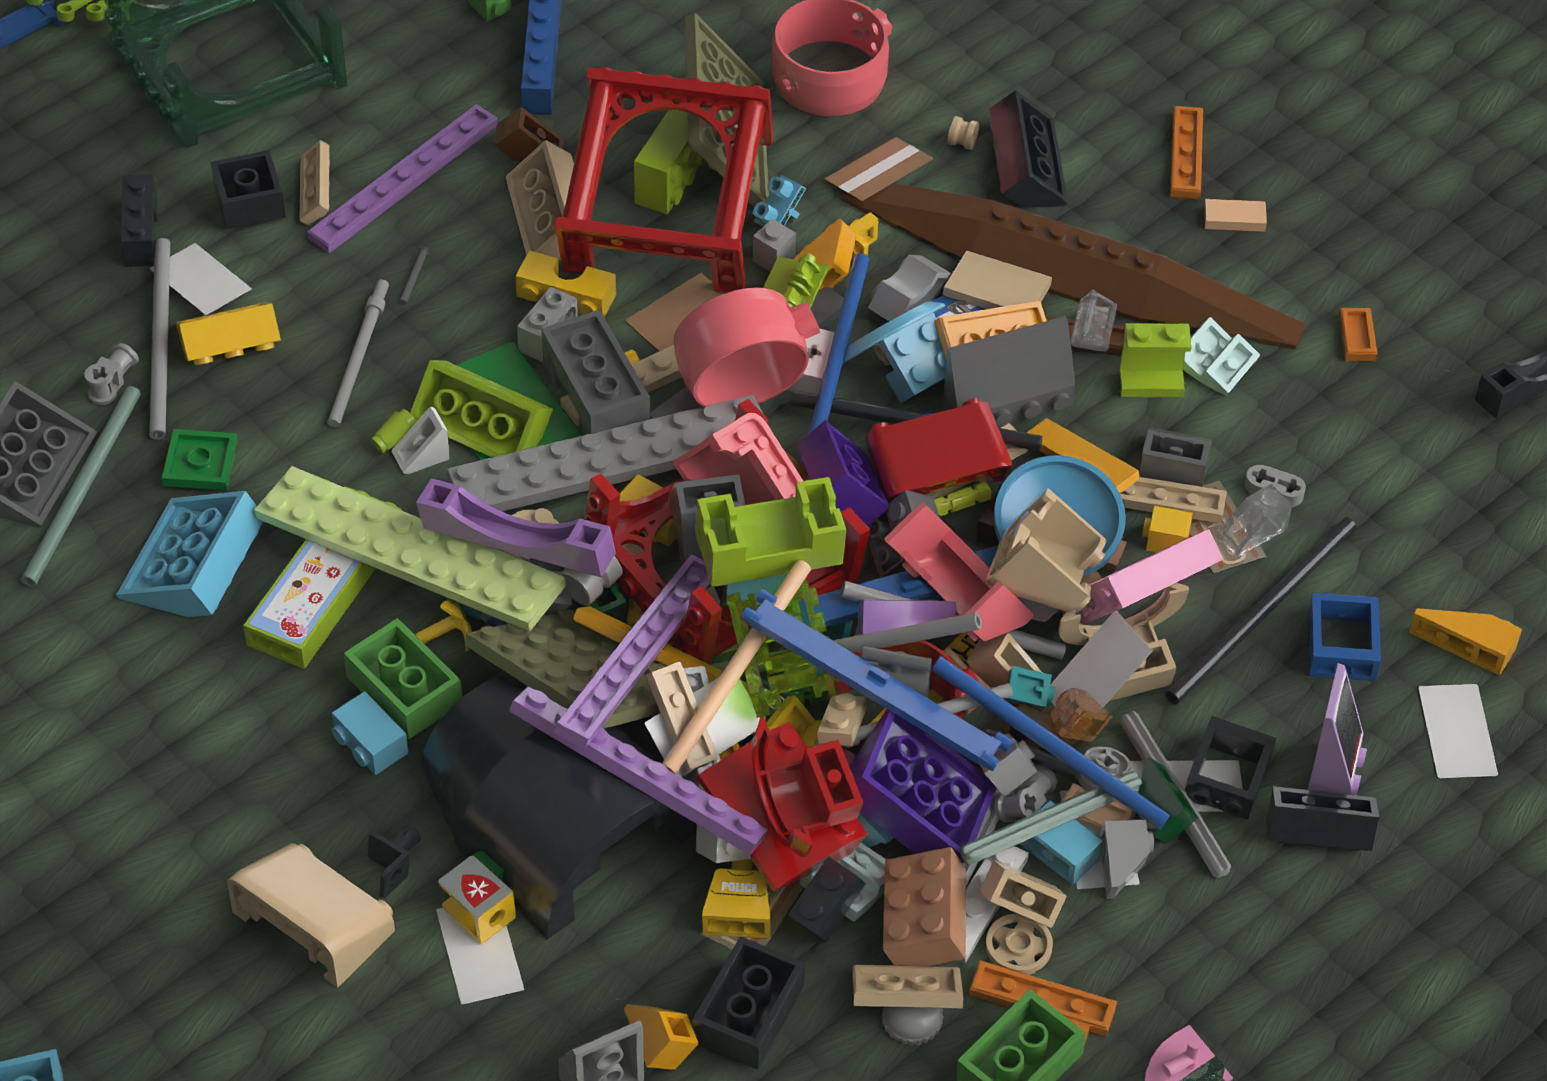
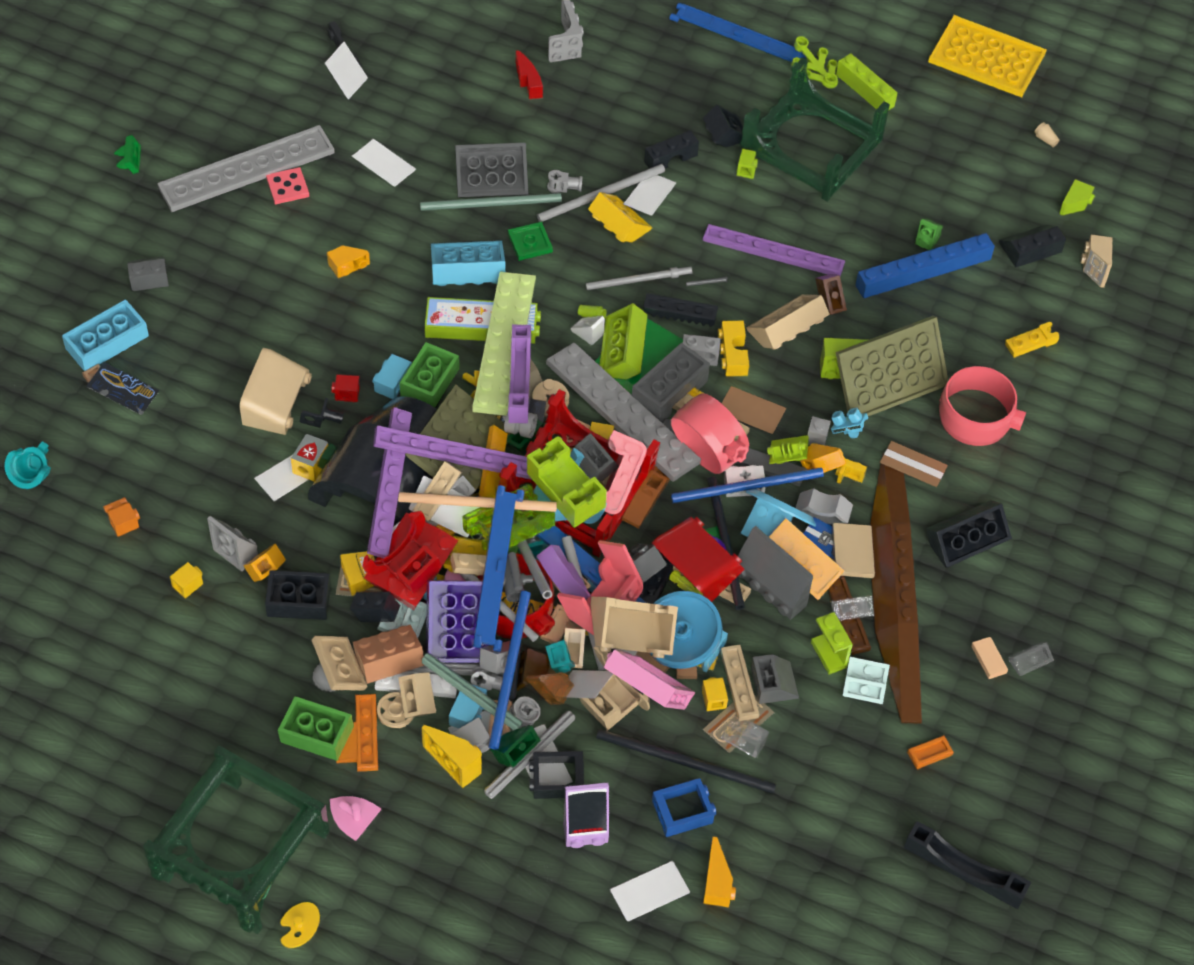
camera: 65 degrees right, 5 degrees up
(82, 718) = (347, 260): none -> light orange slope
(133, 141) = (724, 126): none -> black slope
(222, 141) = (747, 164): none -> lime brick
(248, 189) = (717, 186): black brick -> none
(314, 183) = (743, 213): tan plate -> none
(357, 804) = (346, 388): none -> red brick
(453, 321) = (680, 309): none -> black gear
(605, 109) = (864, 372): red arch -> none
(851, 473) = (654, 515): dark purple brick -> none
(963, 133) = (965, 494): tan wheel -> none
(1062, 442) = (744, 632): light orange tile -> none
(1152, 884) = (453, 754): none -> yellow slope
(1186, 152) = (1026, 616): orange tile -> none
(1253, 173) = (1031, 658): none -> clear slope
(1280, 480) = (787, 741): light grey beam -> none
(1322, 819) = (540, 830): black brick -> none

